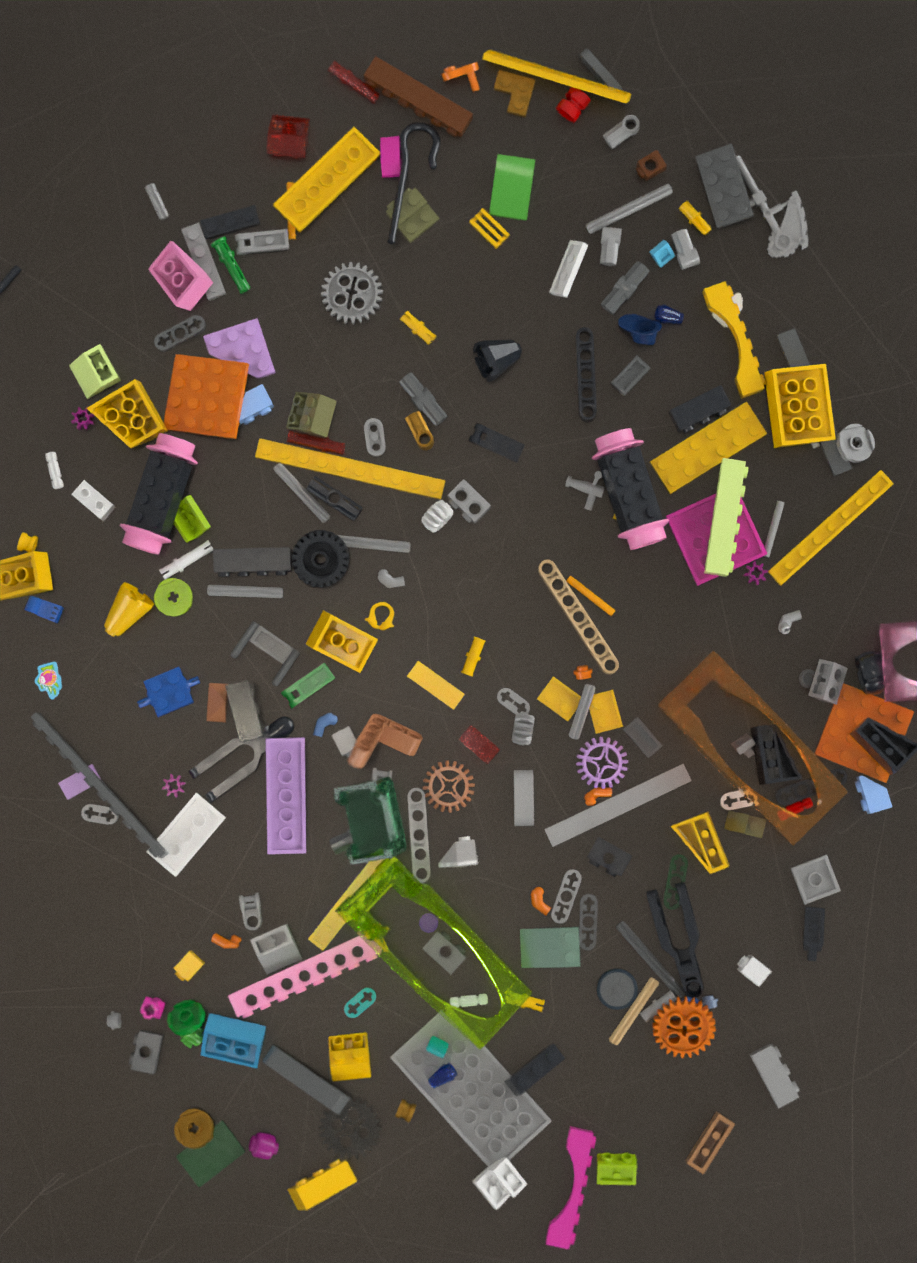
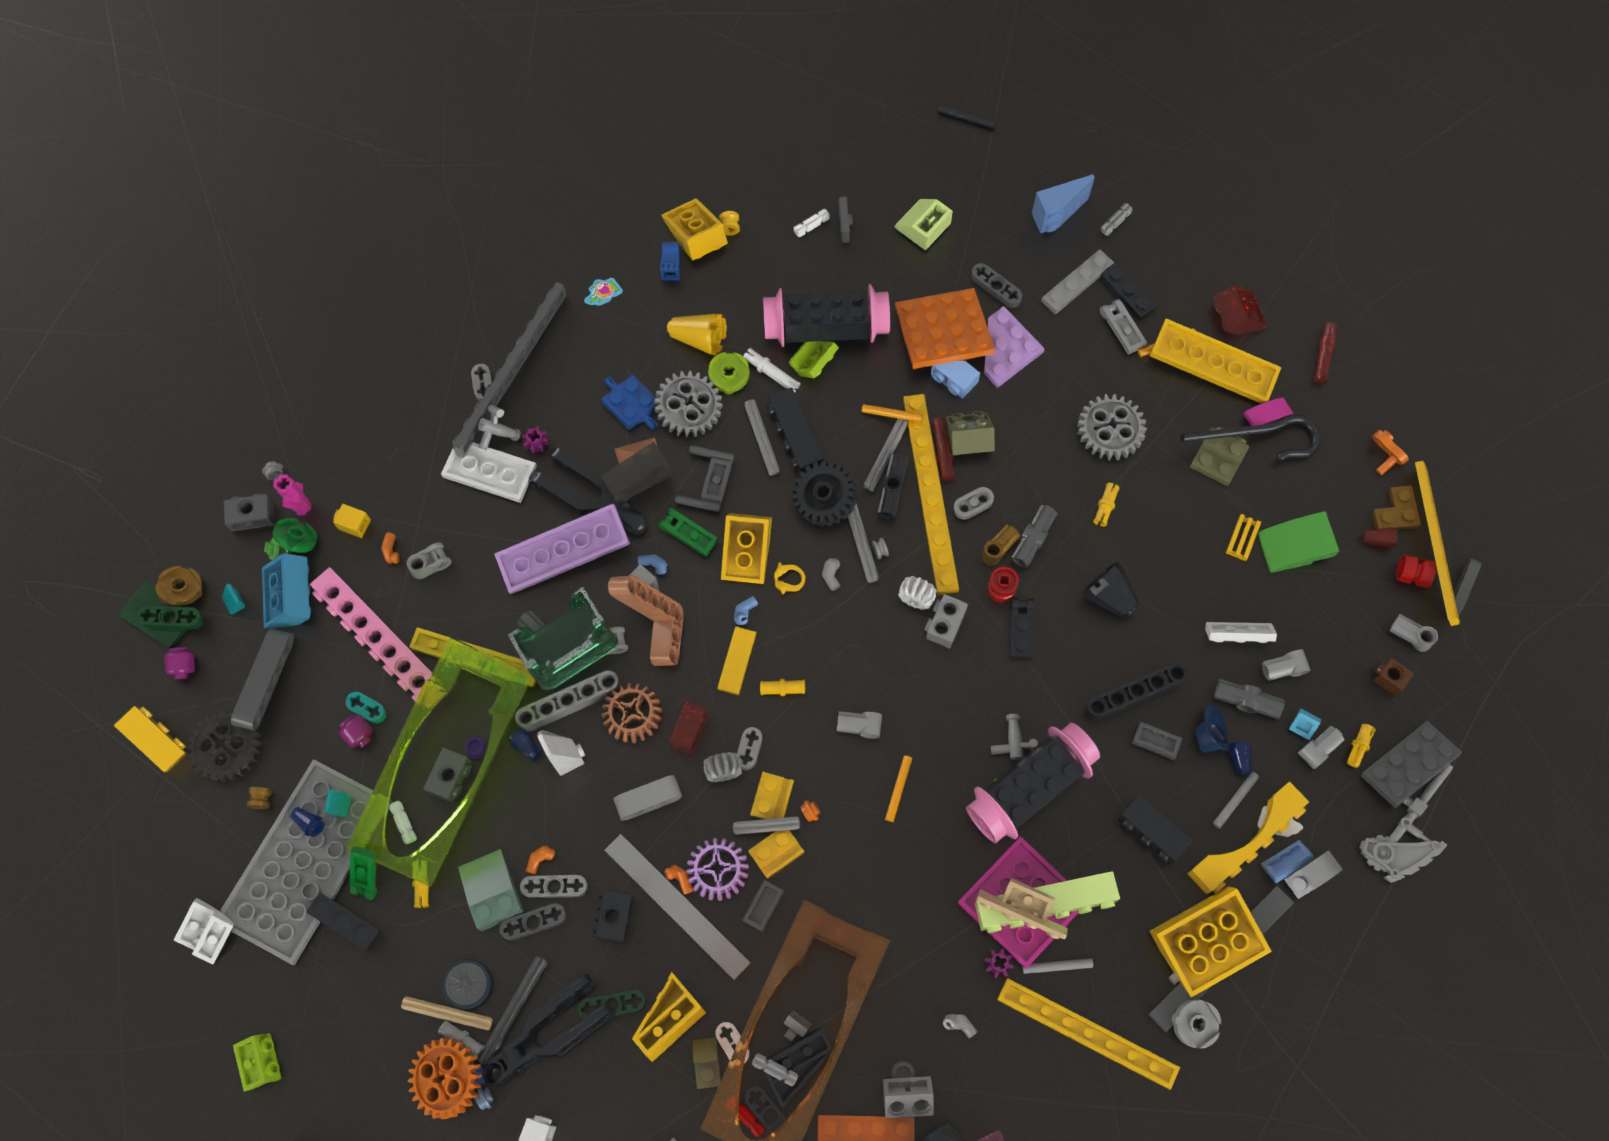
camera: 70 degrees right, 15 degrees down
(64, 439) = (845, 219): none -> dark grey plate
(75, 784) = (501, 347): lavender tile -> none
(85, 424) = (873, 228): magenta gear -> none
(93, 500) = (795, 265): white brick -> none
(127, 251) = (1060, 202): none -> medium blue slope
(130, 414) = (896, 265): yellow wedge -> none
(152, 816) = (492, 427): none -> light grey piece
(180, 277) = (1051, 263): bright pink slope -> none
(180, 630) = (698, 390): none -> light grey gear
(221, 1127) = (162, 611): none -> dark green beam
(222, 1087) = (232, 599): none -> teal slope
(227, 257) = (1092, 299): green pin -> none
(267, 473) = (892, 413): none -> light orange bar
(276, 949) = (396, 598): light grey slope -> none
(349, 1057) = (301, 716): yellow slope -> none
(379, 1016) = (355, 731): none -> magenta head
(385, 531) = (880, 548): none -> light grey bush
(395, 665) = (742, 610): none -> medium blue arm
(418, 97) = (1342, 418): reddish brown brick -> none
(441, 882) = (522, 742): none -> clear blue cone
(456, 443) = (1000, 589): none -> red wheel
(502, 1042) = (363, 872): none -> green plate
(529, 602) = (866, 724): none -> light grey piece
(533, 116) = (1381, 537): none -> clear red cone
(561, 1227) = (269, 1006): dark pink arch -> none
(577, 607) = (866, 793): tan beam -> none
(628, 209) = (1336, 672): light grey axle -> none
(699, 334) = (1235, 800): none -> light grey bar
(708, 448) = (1110, 850): yellow plate -> none
(726, 536) = (1026, 905): none -> tan bracket
(762, 318) = (1287, 861): none -> medium blue plate
(774, 773) = (774, 1069): none -> light grey axle
(780, 302) = (1313, 874): none -> light grey brick

